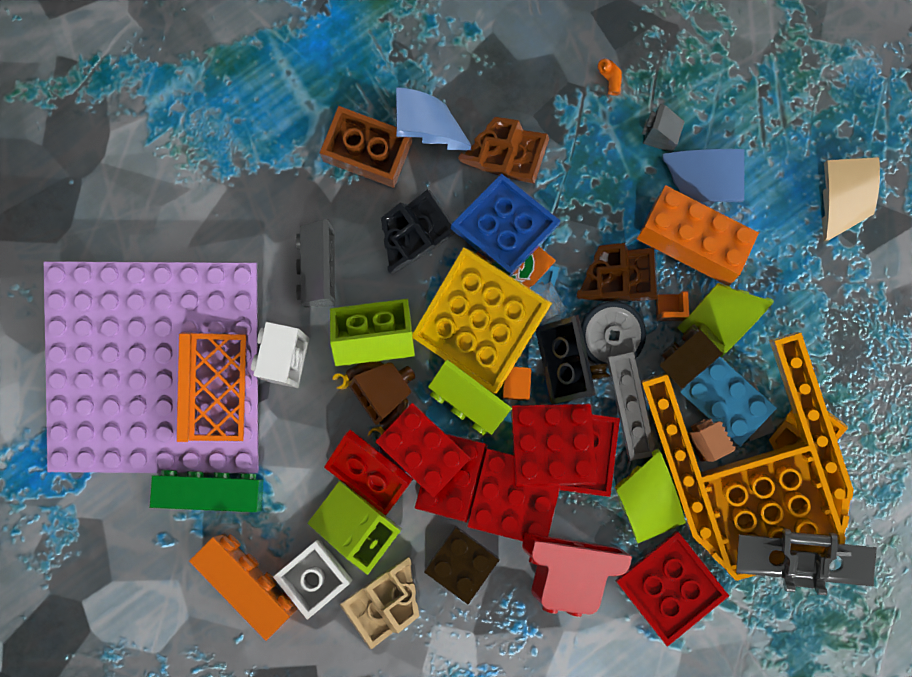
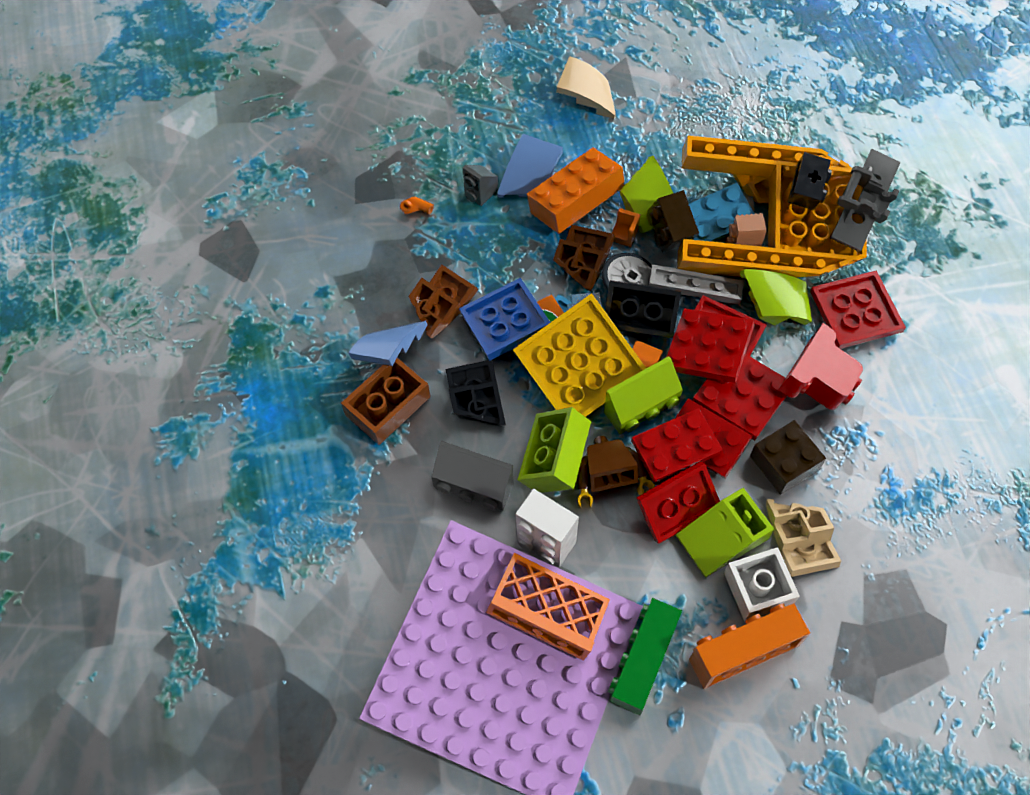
camera: 65 degrees left, 20 degrees down
(812, 481) = (809, 181): none -> black brick

